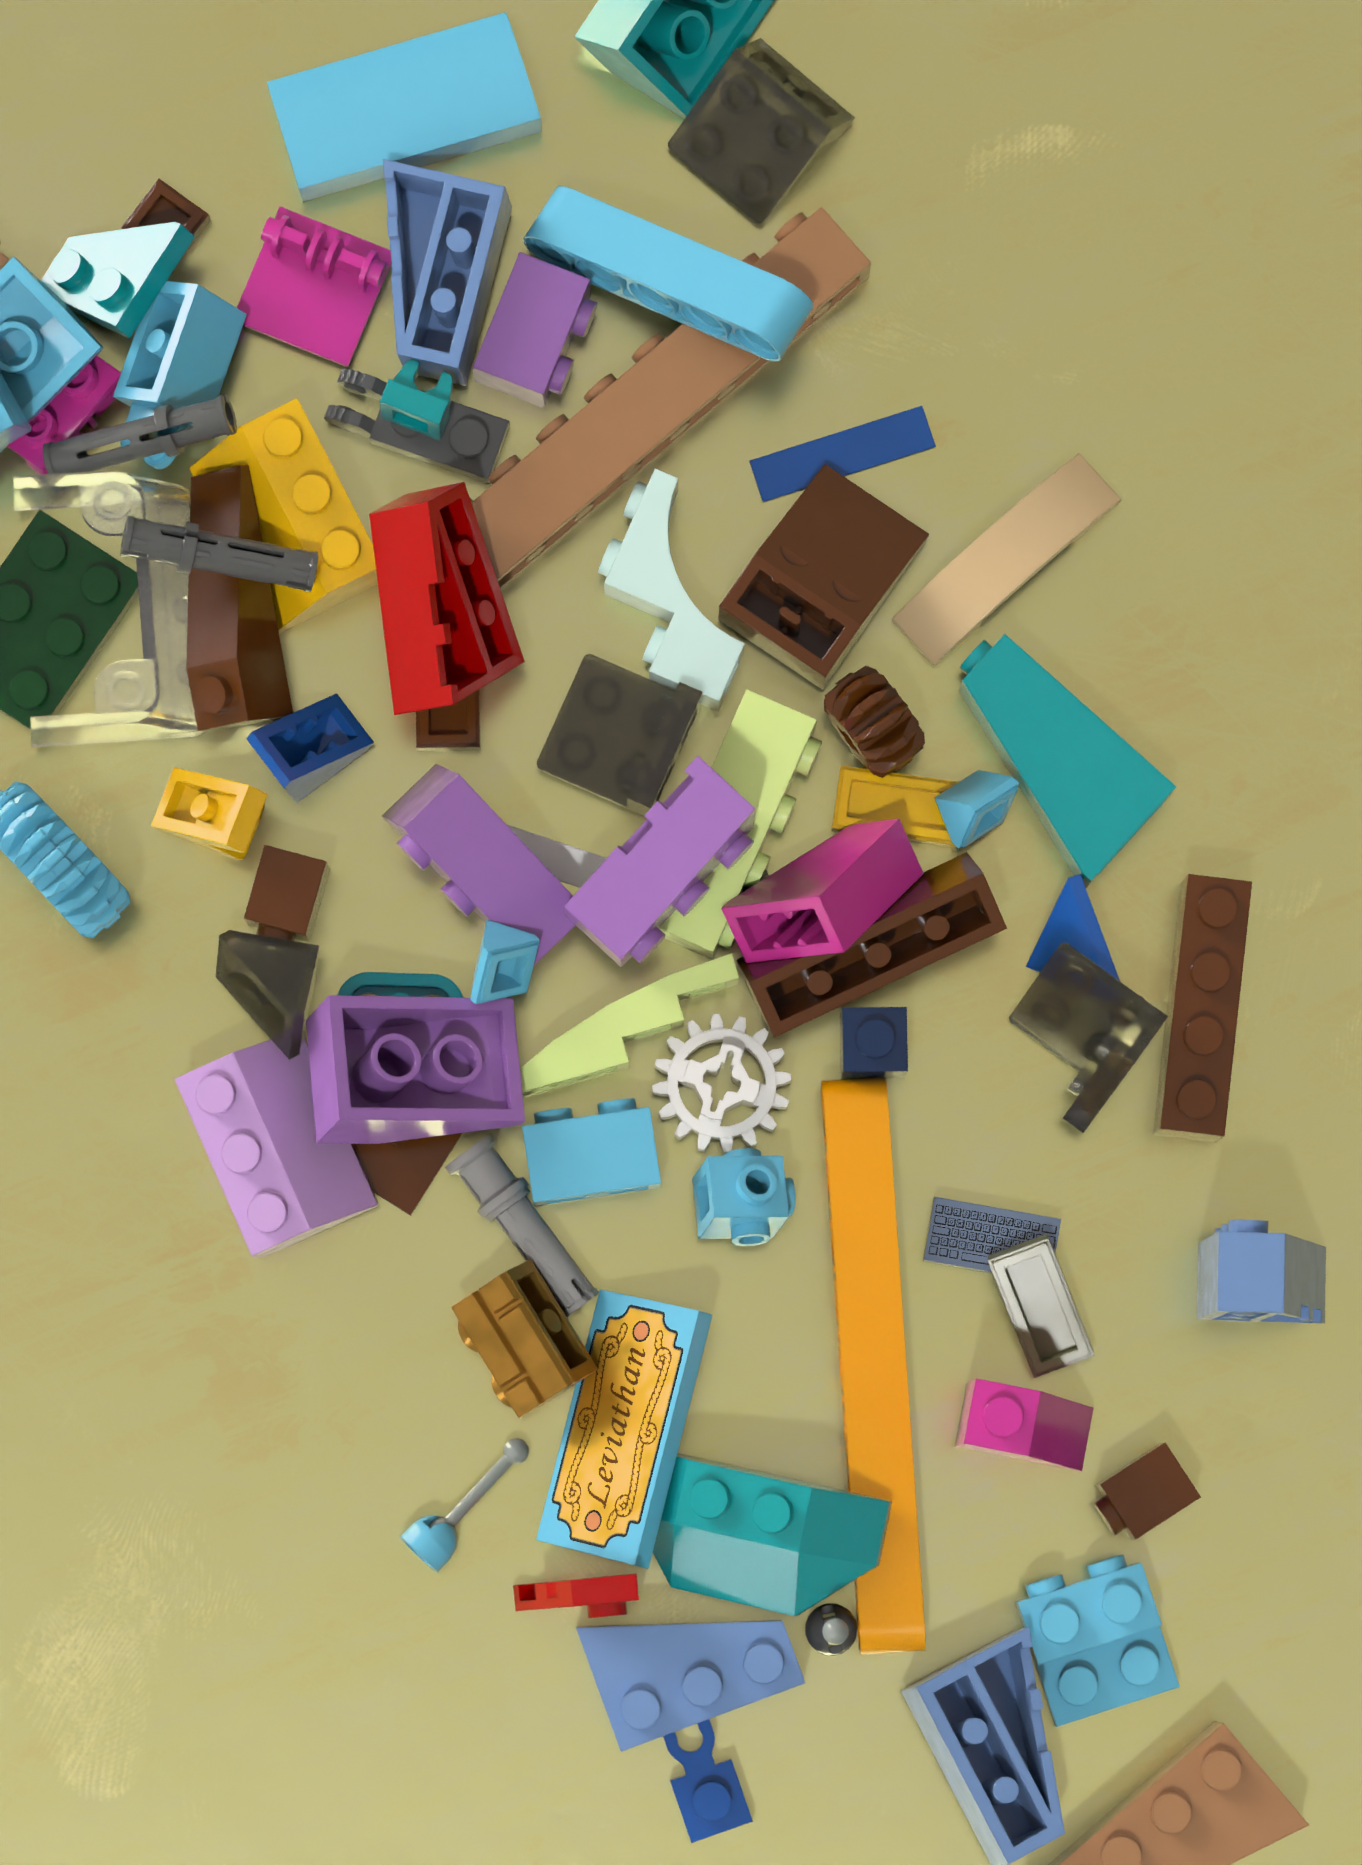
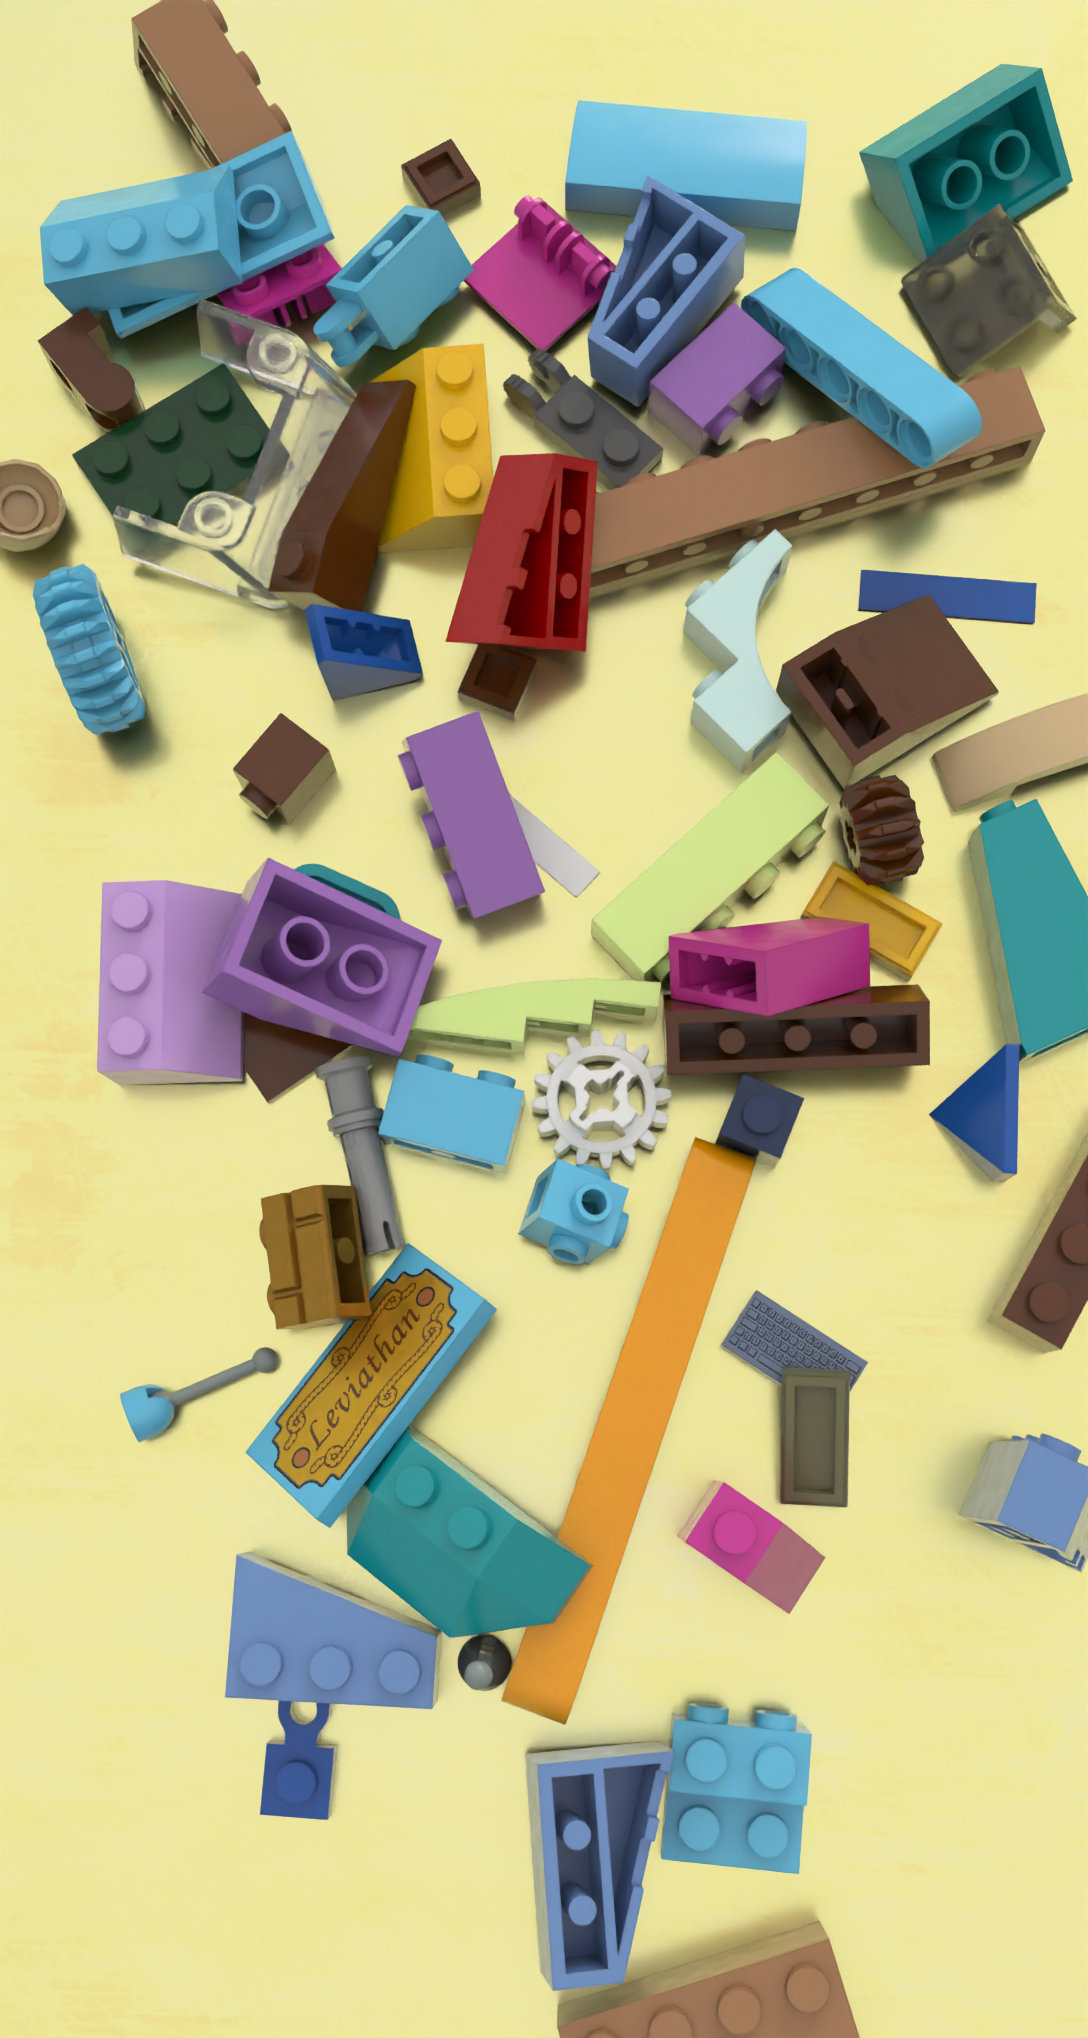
camera: 30 degrees right, 5 degrees down
(117, 272) = (374, 191): wing -> none
(209, 421) = (350, 317): dark grey pin -> none
(210, 811) = (254, 675): yellow slope -> none
(227, 555) = (339, 428): dark grey pin -> none
(271, 983) = (233, 838): clear smoke slope -> none
(415, 409) = (585, 394): teal tile -> none
(503, 963) = (446, 902): medium azure slope -> none
(602, 1595) = (273, 1532): red wing -> none
(619, 734) = (645, 753): clear smoke bracket -> none
(663, 865) = (633, 868): medium lavender wedge -> none
(976, 805) = (944, 946): medium azure slope -> none
(1089, 1025) = (970, 1188): clear smoke bracket -> none
(1144, 1493) = (843, 1664): reddish brown brick -> none

